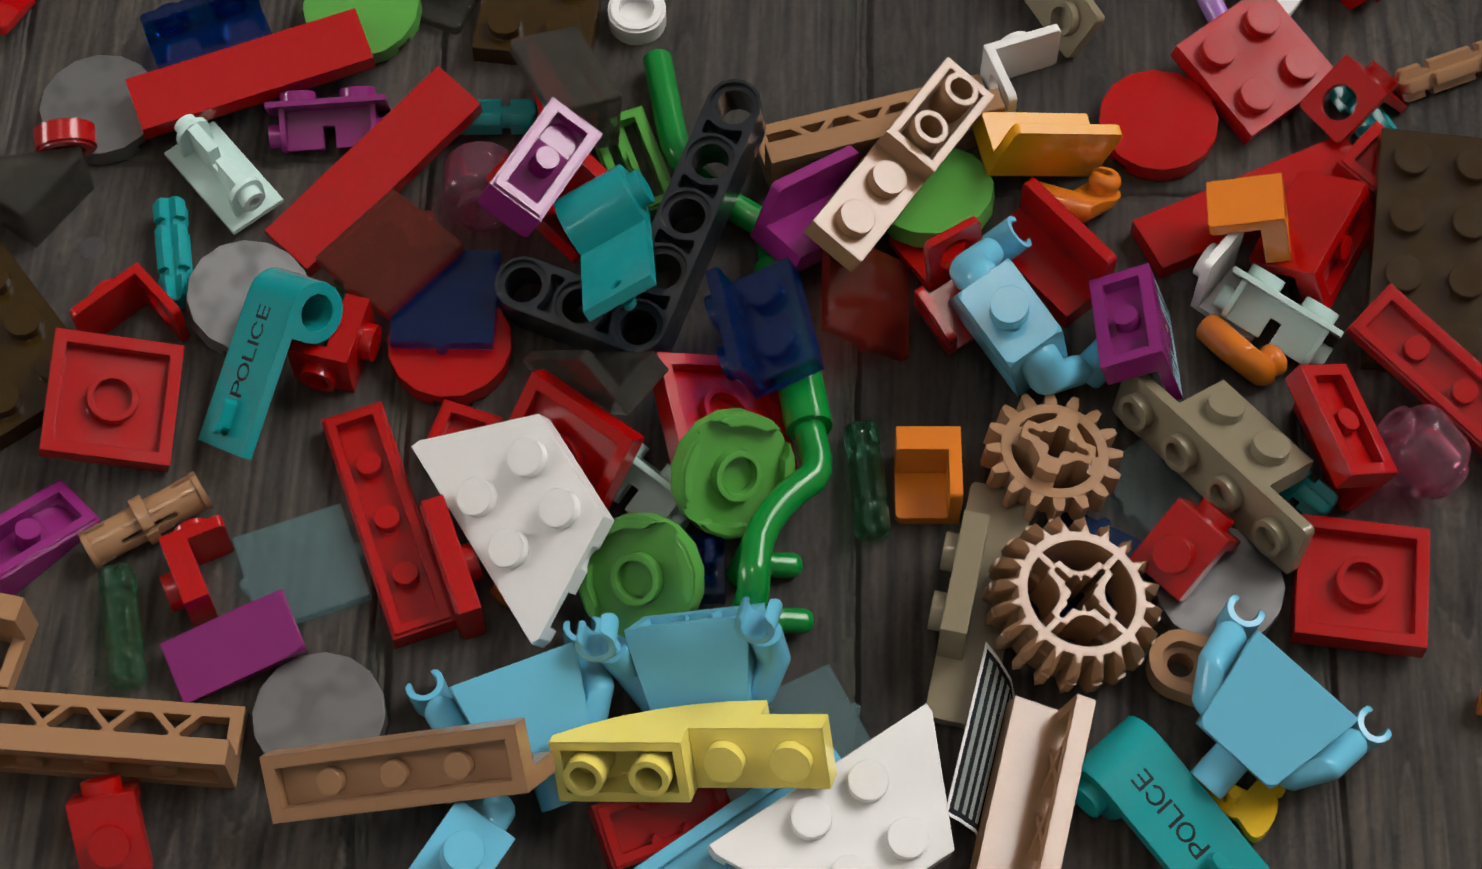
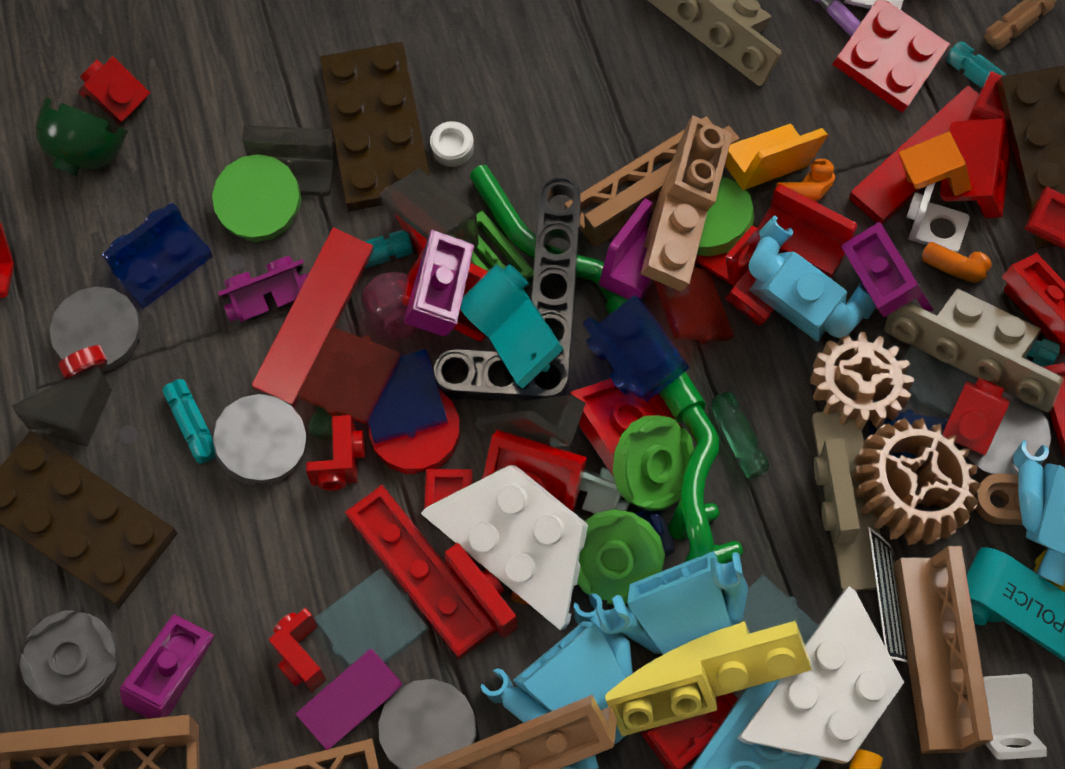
camera: 15 degrees left, 5 degrees up
(111, 400) = (192, 546): red plate -> none
(122, 297) = (165, 468): red bracket -> none
(122, 626) = (261, 708): clear green axle -> none
(145, 520) = (248, 625): medium nougat pin -> none
(221, 173) = (202, 352): light aqua hinge -> none
(251, 72) = (196, 272): red tile -> none
(275, 311) = (289, 449): teal door -> none
(928, 474) = (782, 418): orange panel -> none
(1017, 55) = (726, 96): white bracket -> none
(1163, 123) = (846, 111): red tile -> none
(1260, 299) = (992, 234): light aqua hinge -> none
(1372, 88) = (978, 47): red bracket -> none

